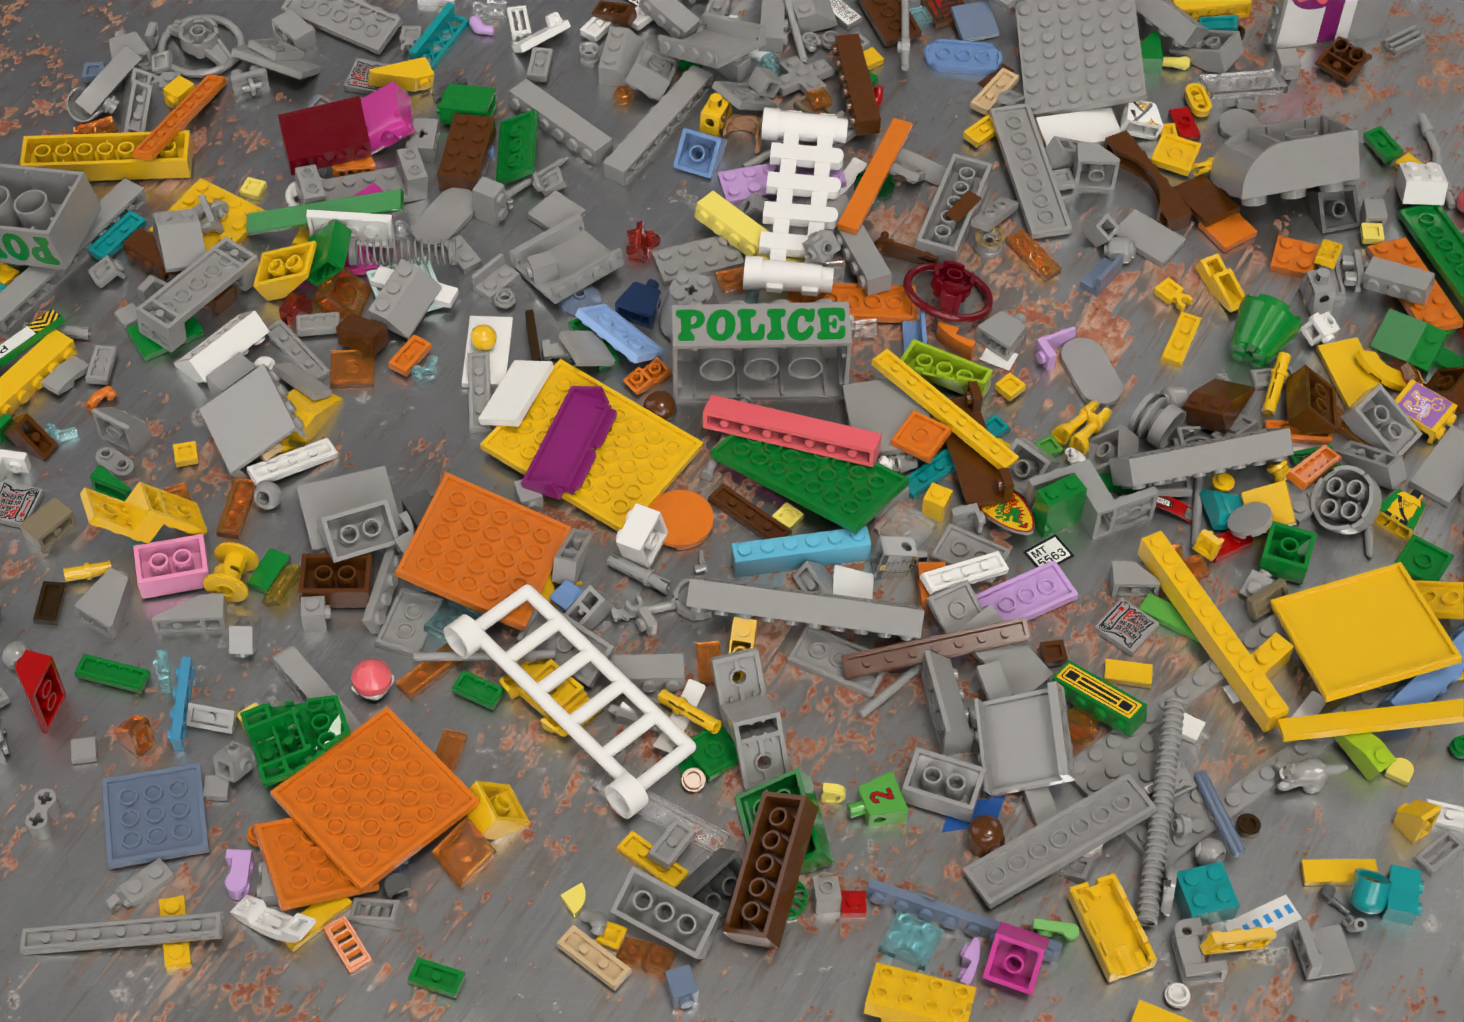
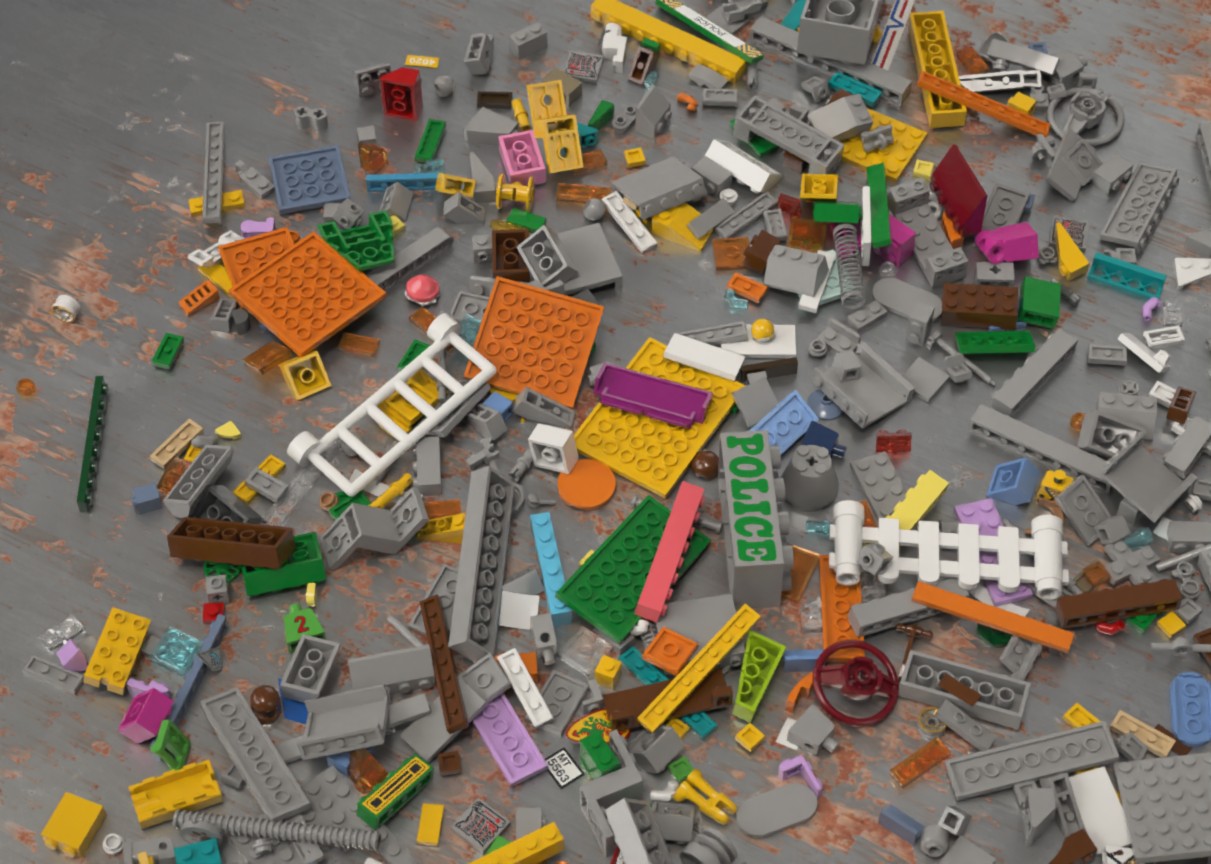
camera: 90 degrees right, 0 degrees up
(207, 637) = (452, 184): none -> yellow torso
(747, 513) = (593, 535): reddish brown tile -> none

